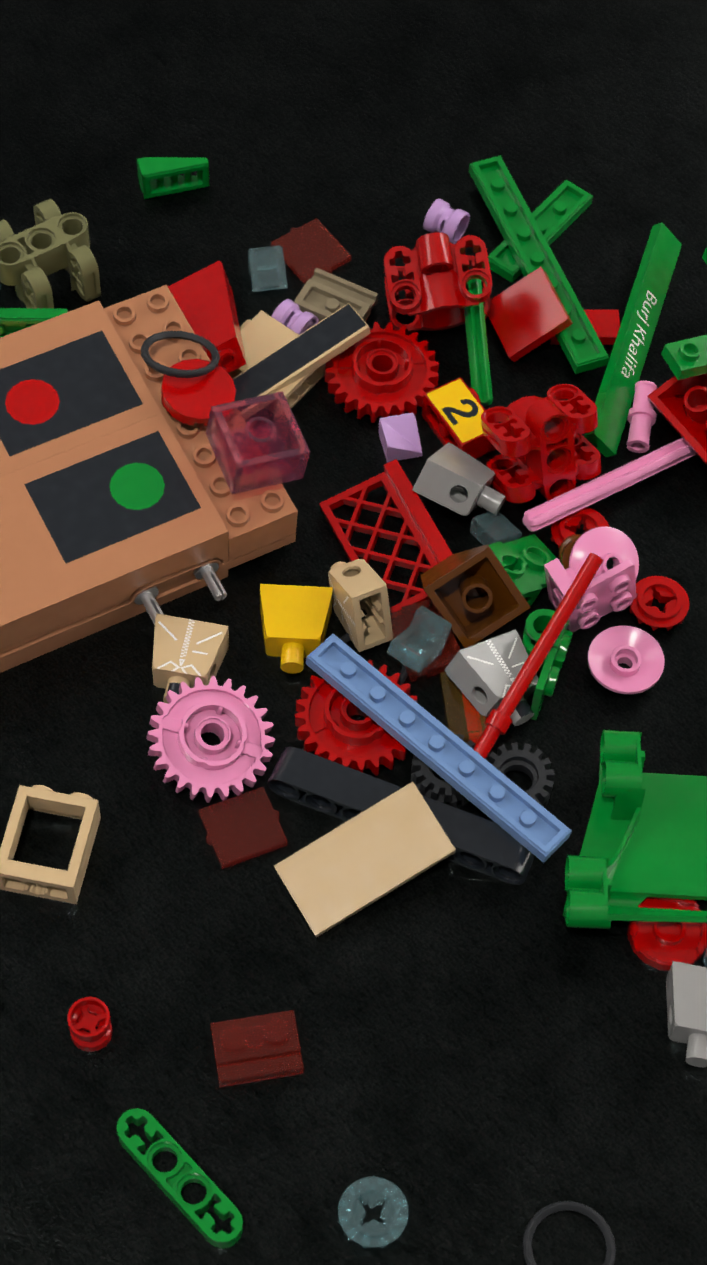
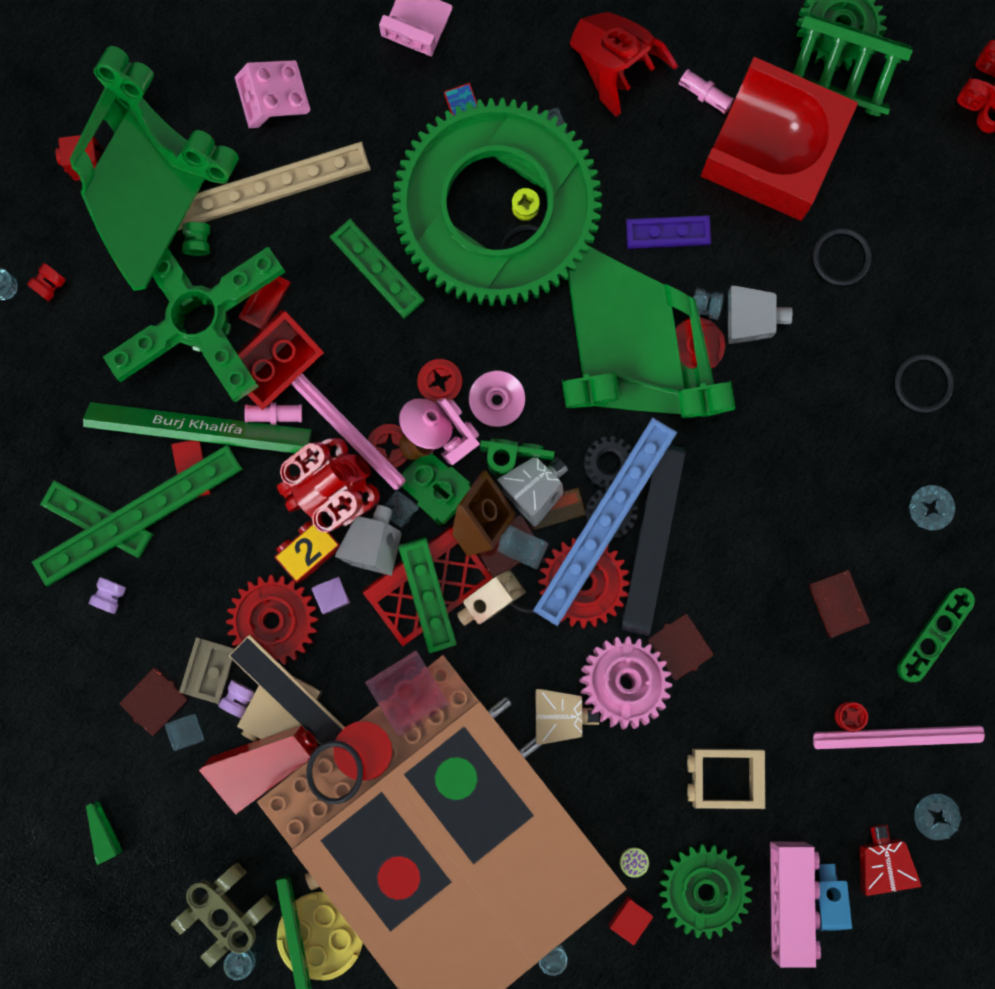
camera: 95 degrees left, 25 degrees up
(41, 1094) = (898, 737): none -> bright pink axle
(294, 621) = (516, 642): yellow torso -> none
(364, 859) = (697, 556): tan tile -> none
(379, 530) = (427, 595): none -> green tile
(436, 281) = (192, 588): red piece -> none
(478, 346) = (228, 551): green axle -> none
(499, 720) = (577, 479): red bar -> none
(528, 314) = (195, 514): red tile -> none

